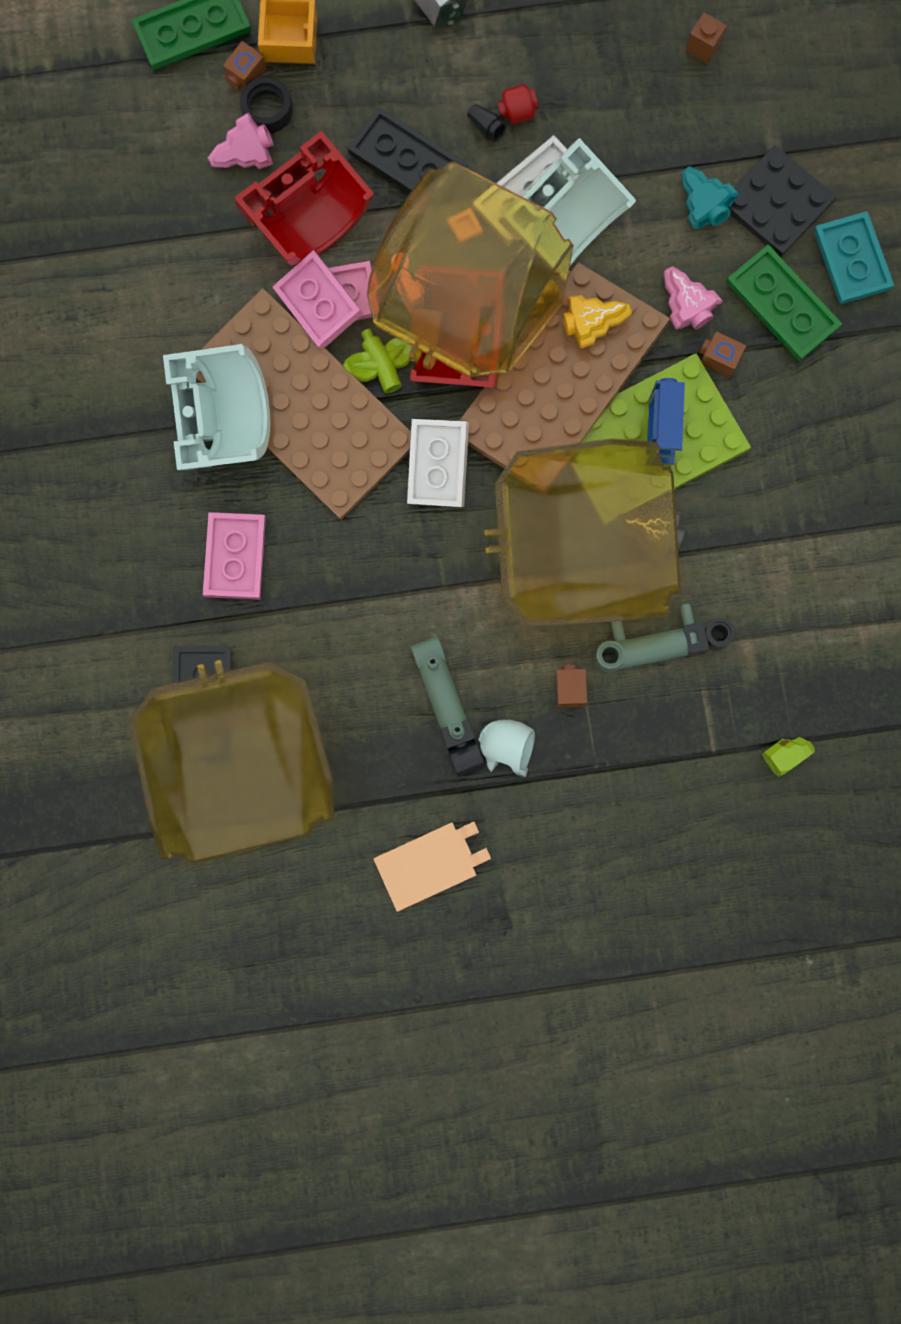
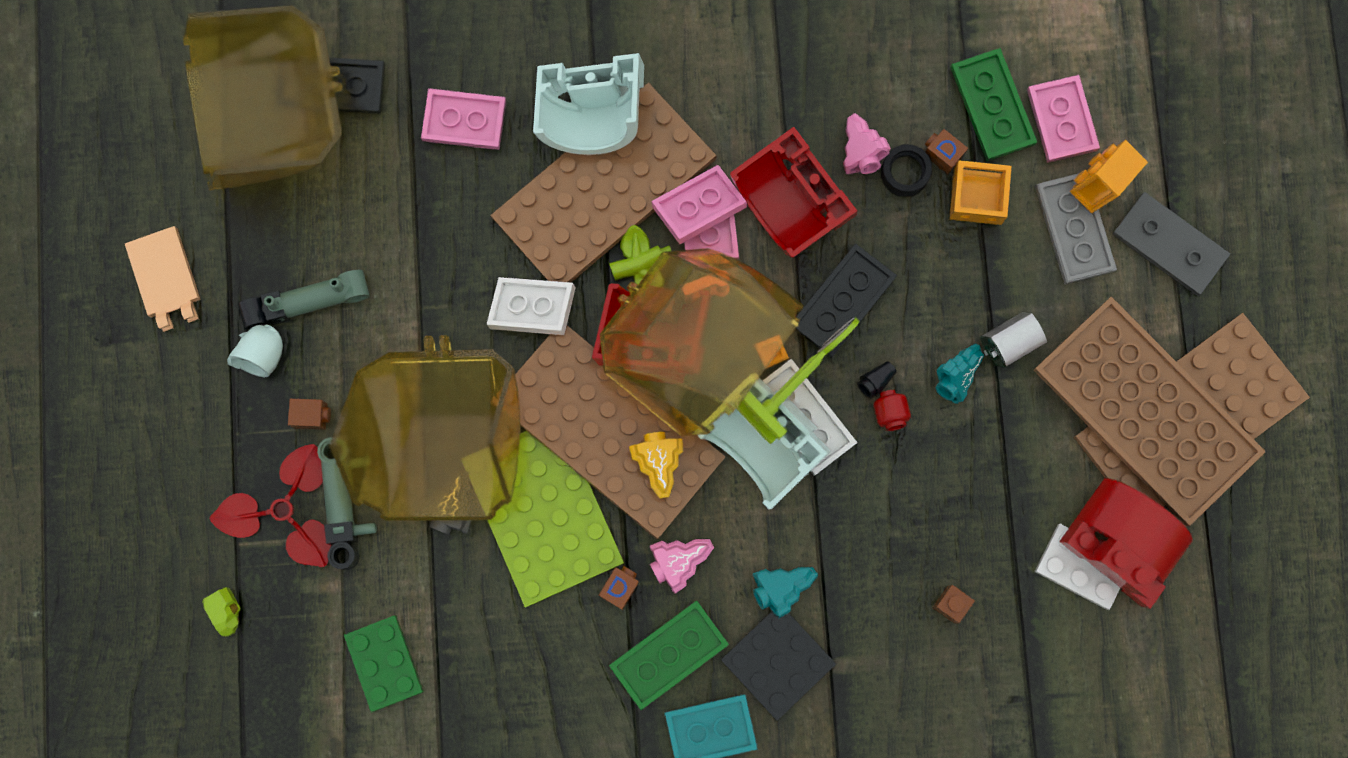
camera: 95 degrees right, 0 degrees up
(454, 148) = (762, 415): none -> lime piece
(474, 42) = (958, 374): none -> teal rock
(666, 418) = (544, 518): blue window -> none
(703, 673) = (239, 513): none -> red plant
(822, 585) = (383, 663): none -> green plate

